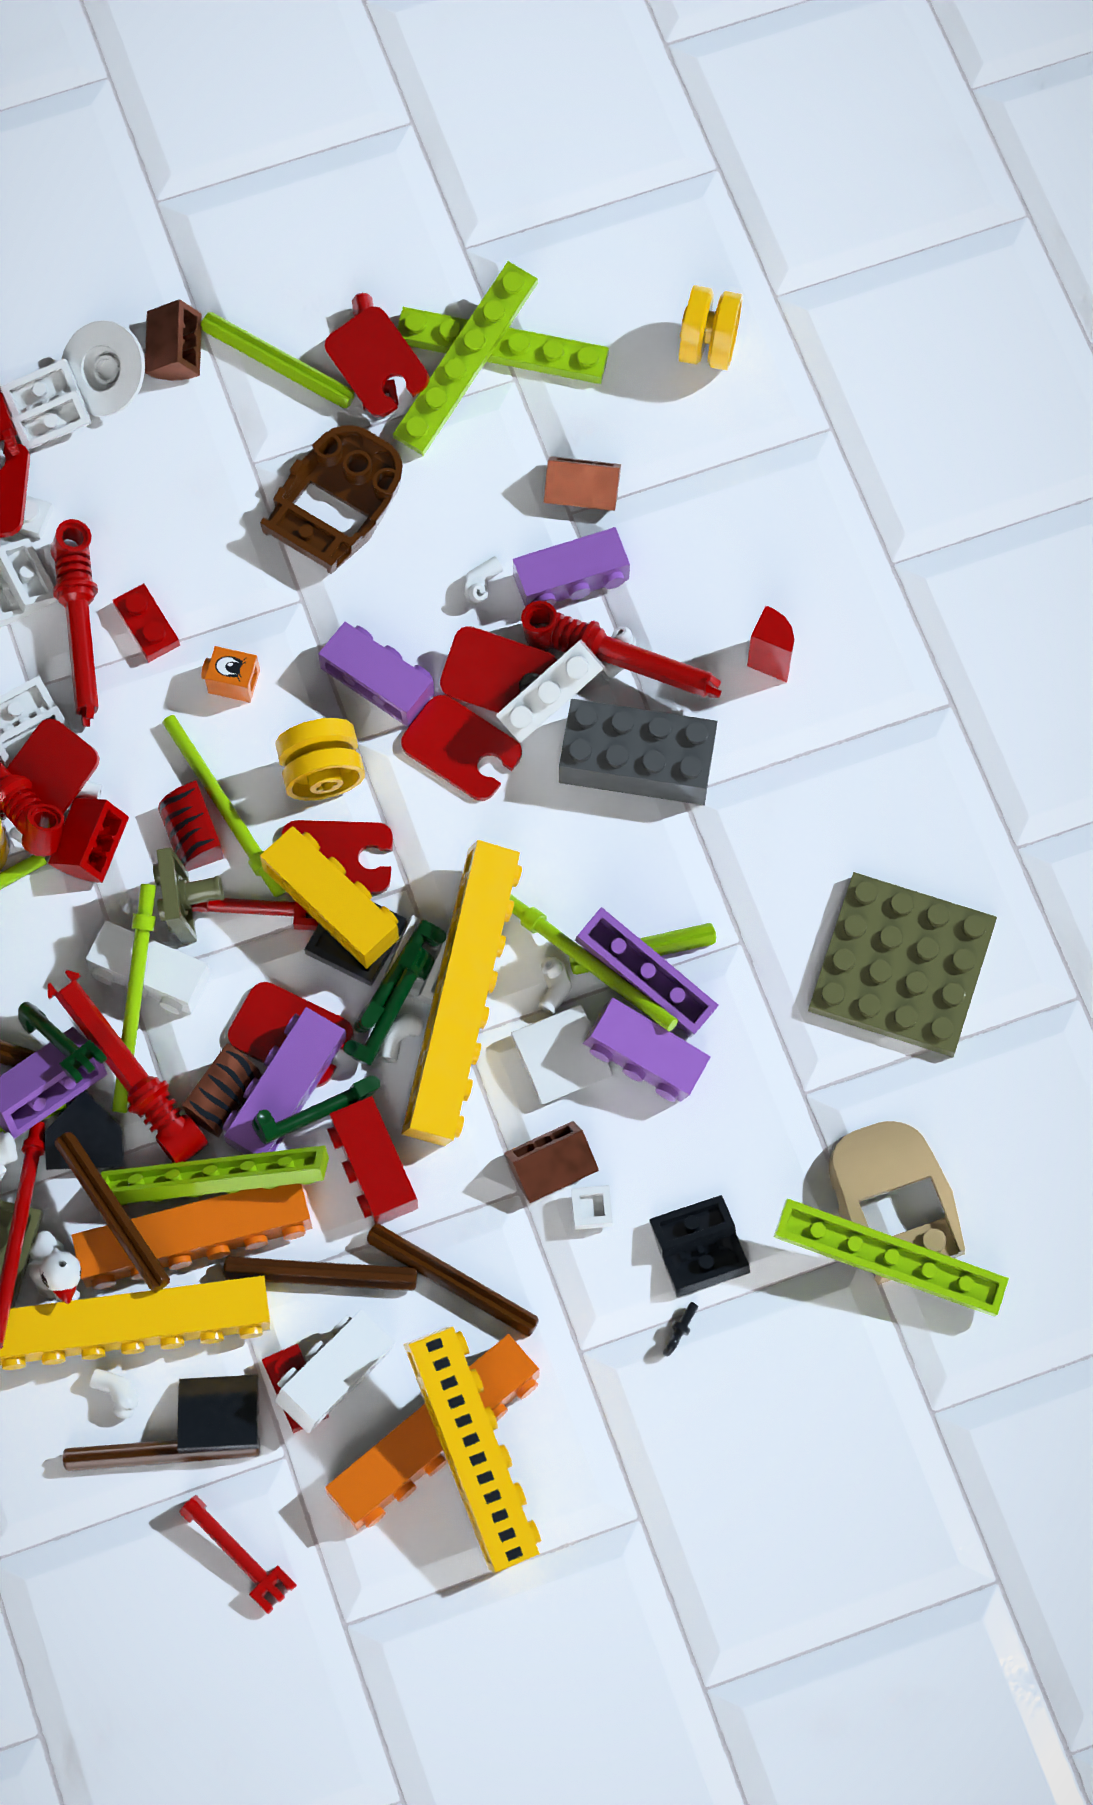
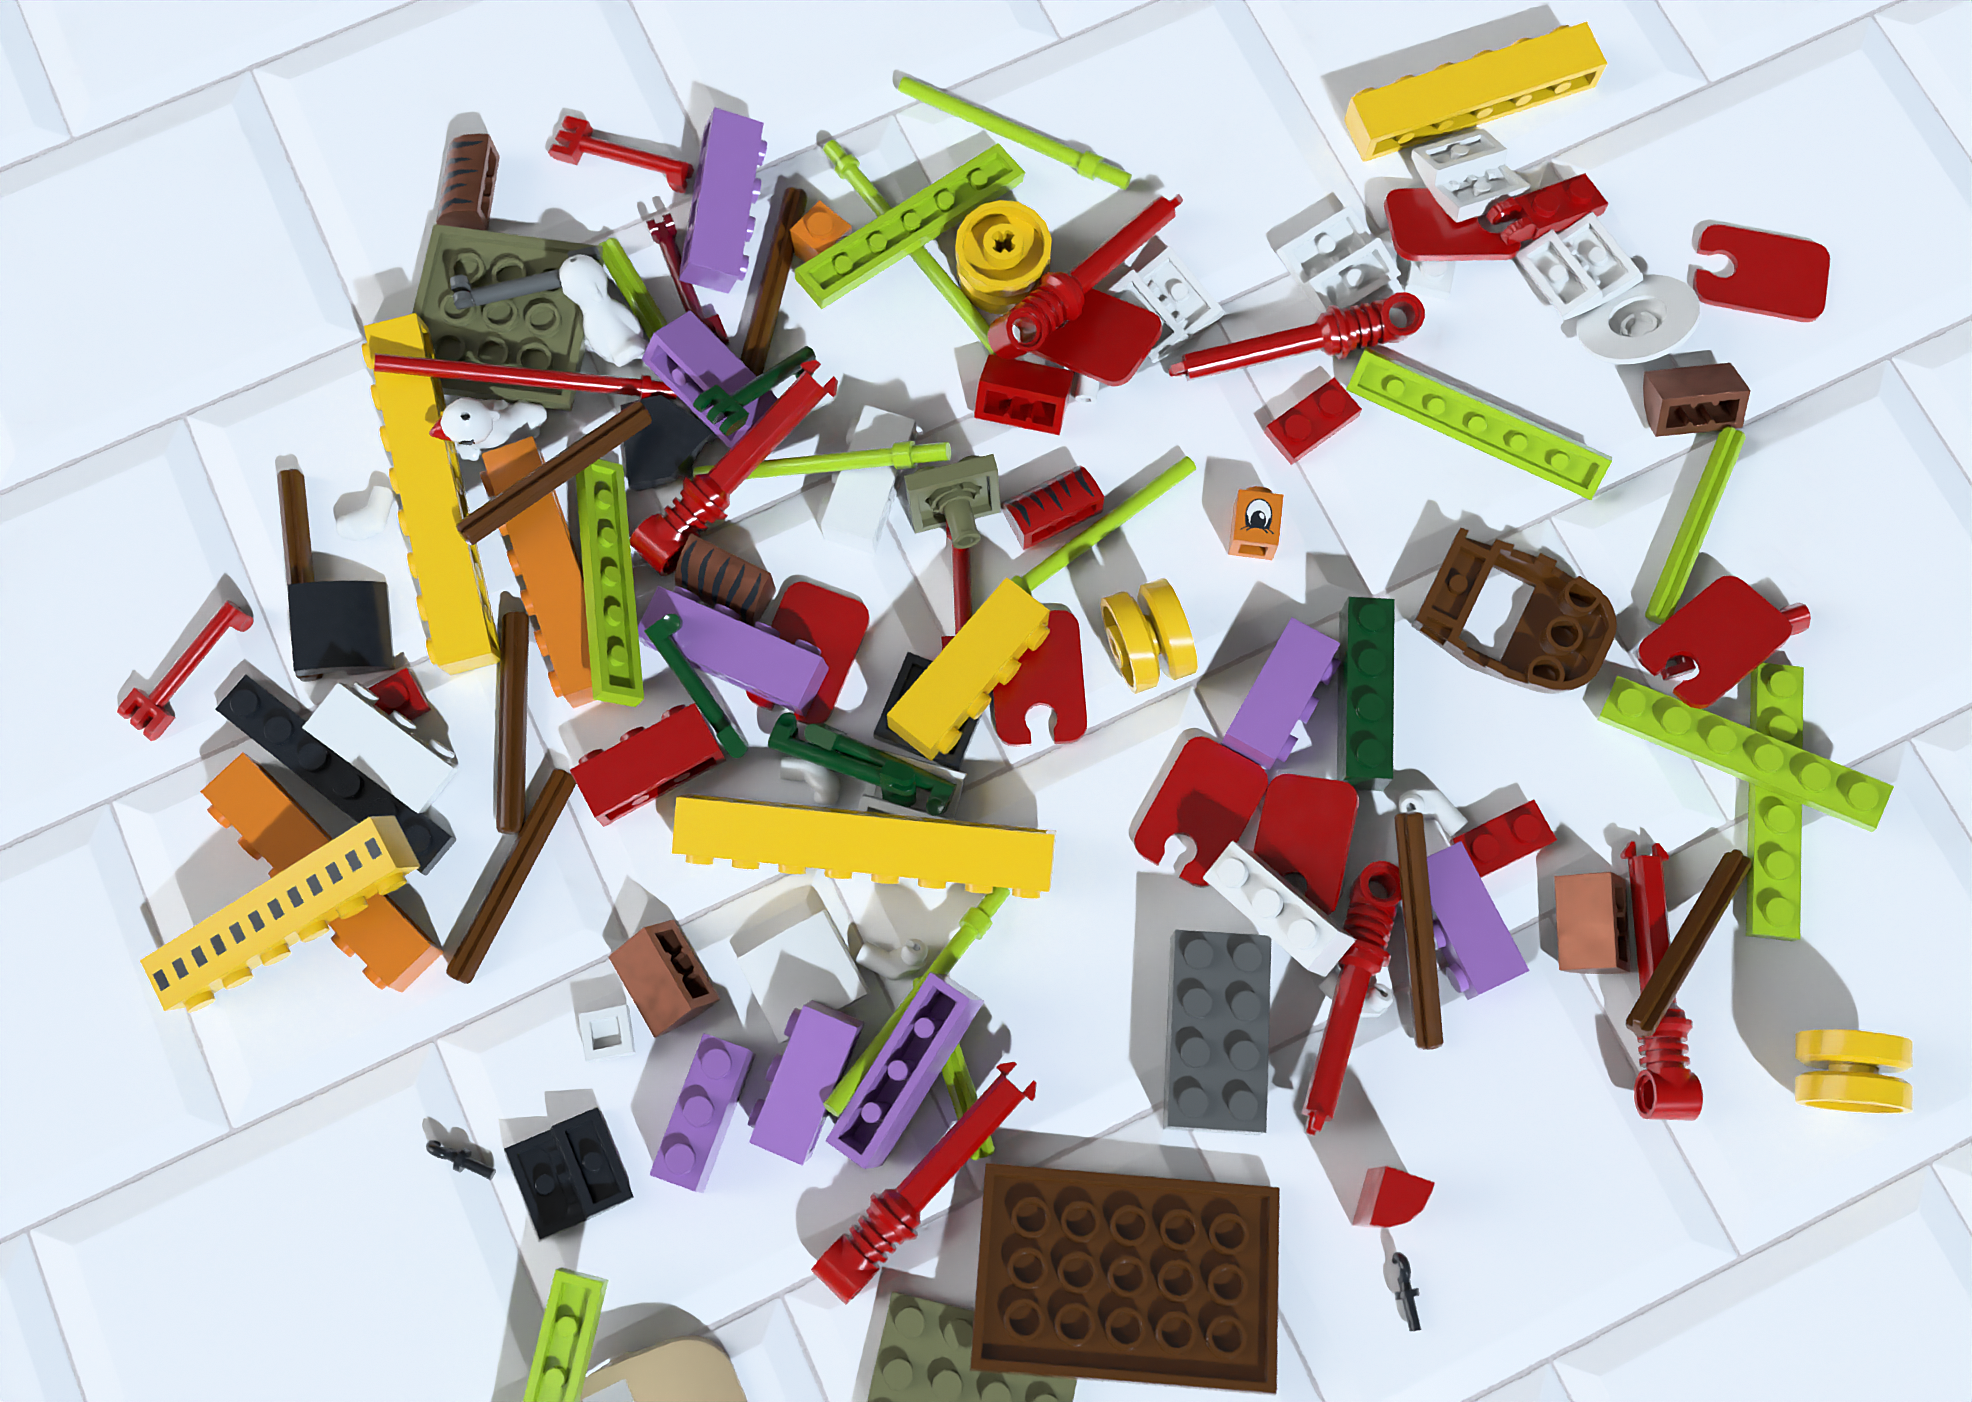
camera: 85 degrees right, 5 degrees up
(73, 267) = (1770, 274): none -> red piece
(169, 500) = (1479, 423): none -> lime plate
(337, 1434) = (357, 795): none -> black plate
(385, 611) = (1366, 693): none -> dark green brick
(508, 531) = (1506, 838): none -> red plate
(576, 597) = (1418, 930): none -> reddish brown axle
(605, 418) = (1688, 944): none -> reddish brown axle
(662, 1133) = (702, 1113): none -> medium lavender brick
(663, 448) = (1665, 1087): none -> red piece
(785, 1033) = (897, 1211): none -> red piece
(812, 835) = (1127, 1280): none -> reddish brown plate
(837, 650) = (1406, 1291): none -> black hand

